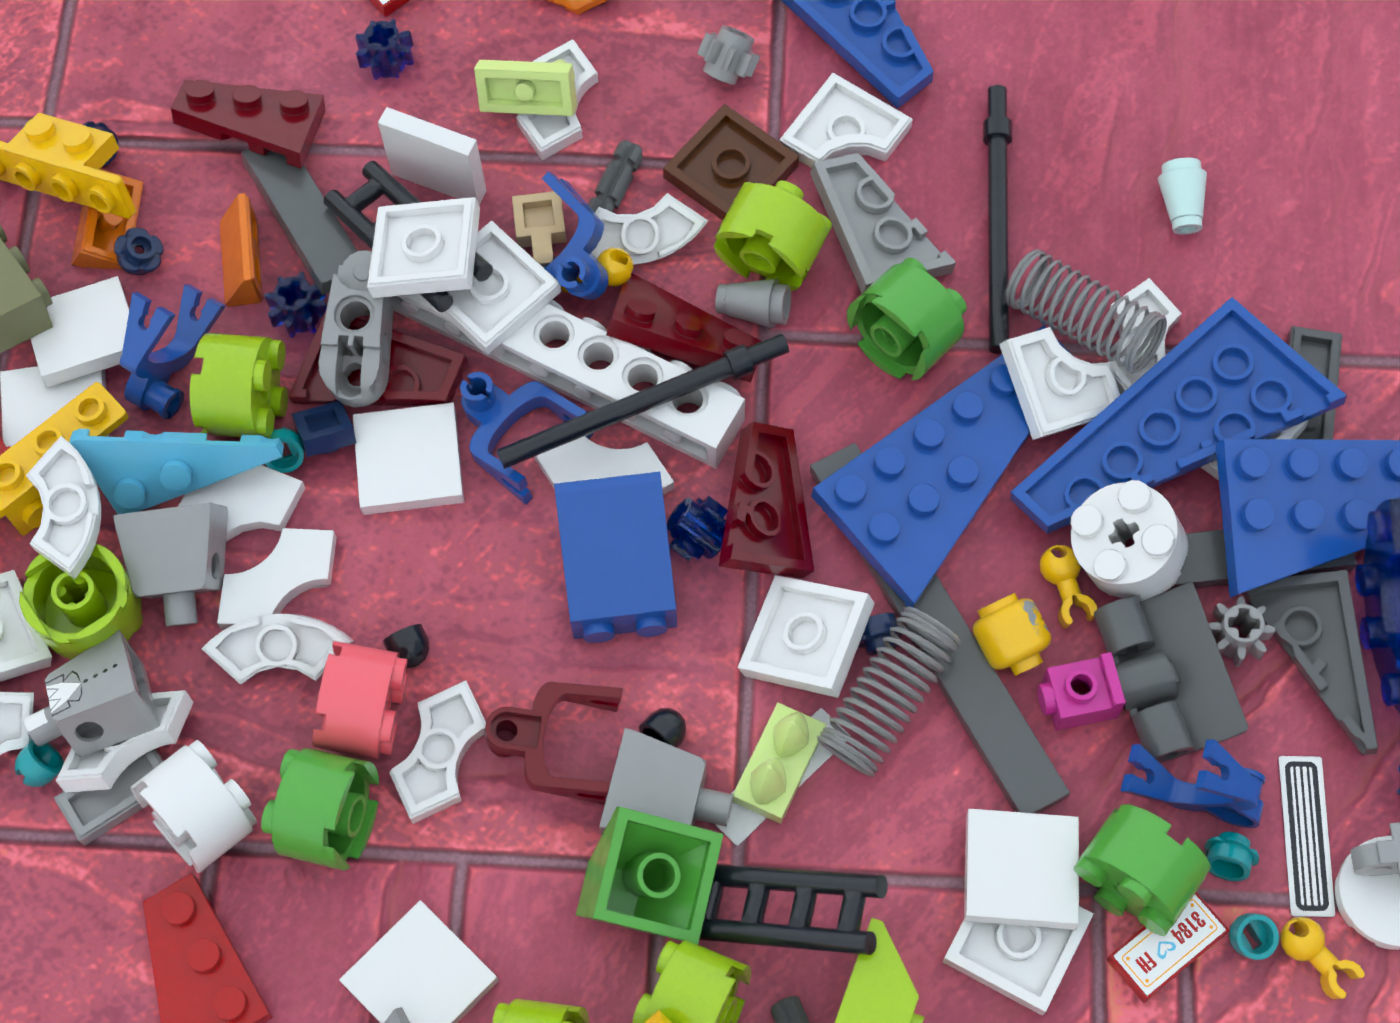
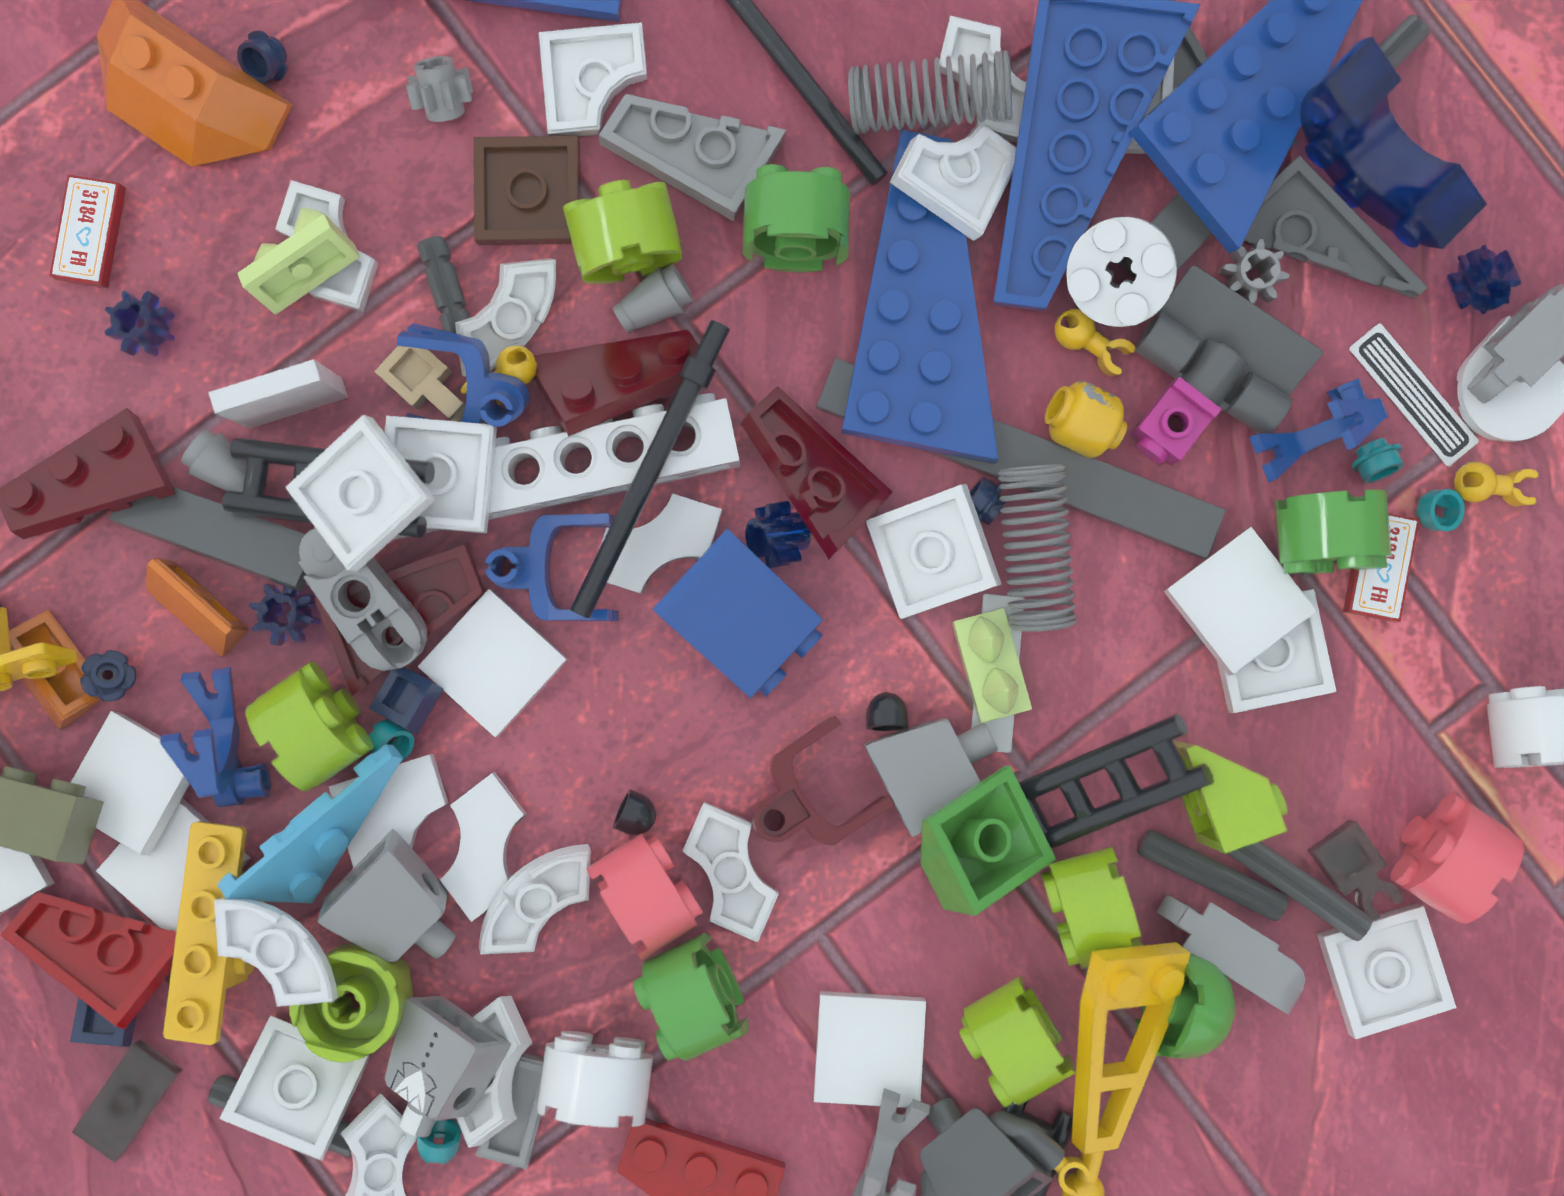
camera: 45 degrees left, 20 degrees up
(345, 166) = (212, 462): none -> light grey cone

